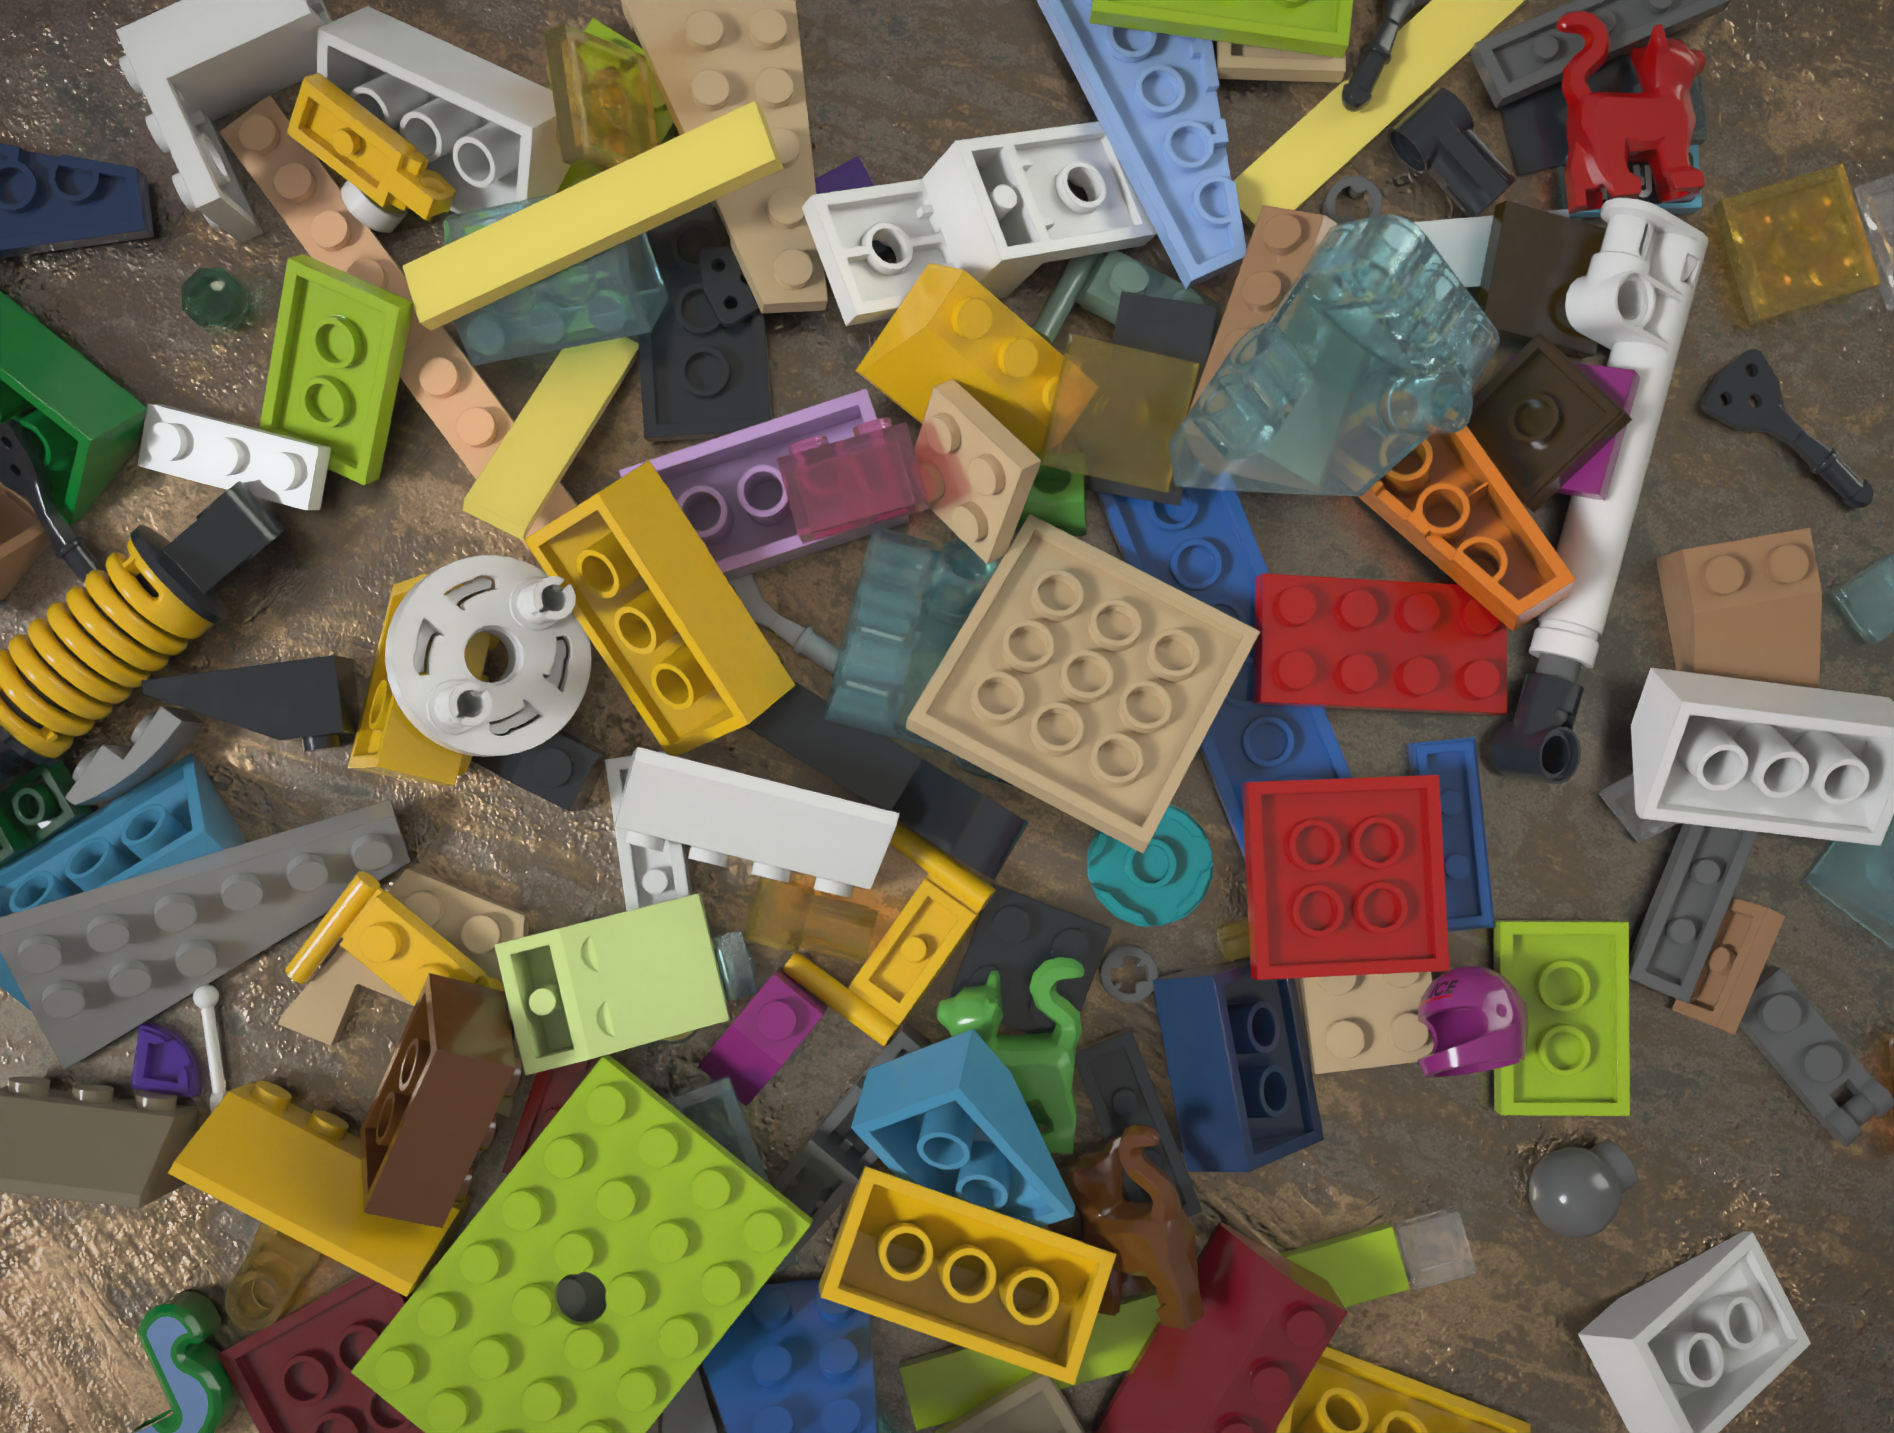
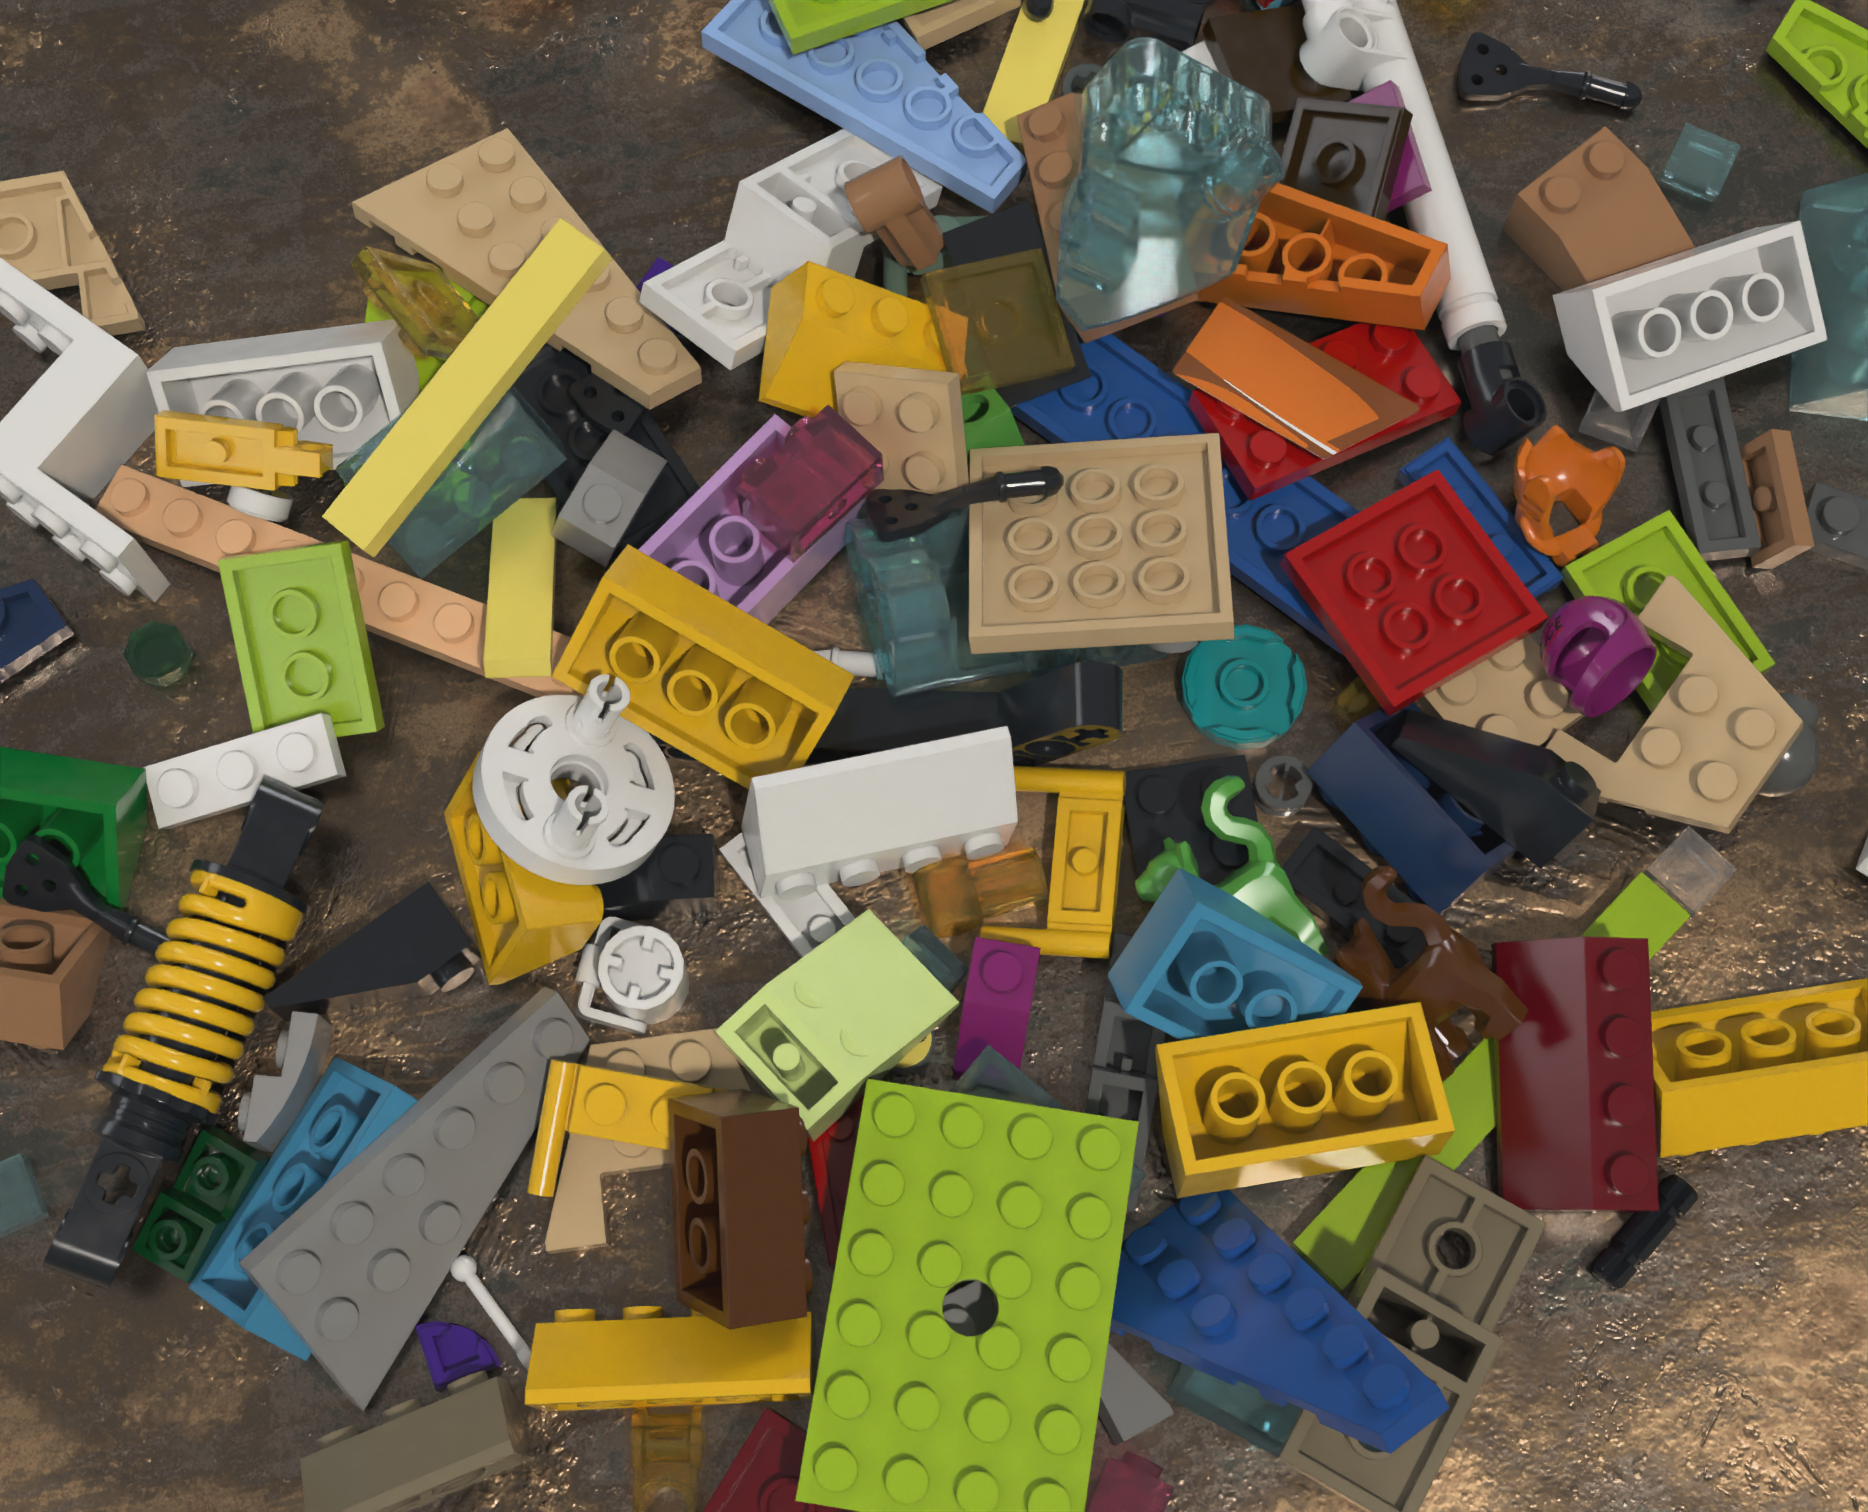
camera: 30 degrees left, 15 degrees down
(474, 833) = (638, 972): none -> white piece
(680, 380) = (608, 497): none -> light grey slope
(958, 563) = (910, 512): none -> black piece
(1085, 249) = (894, 207): none -> medium nougat piece
(1315, 1089) = (1507, 783): none -> black slope
(1353, 614) = (1287, 382): none -> orange sticker
(1514, 1159) = (1707, 737): none -> tan wing
(1568, 845) = (1565, 473): none -> orange helmet

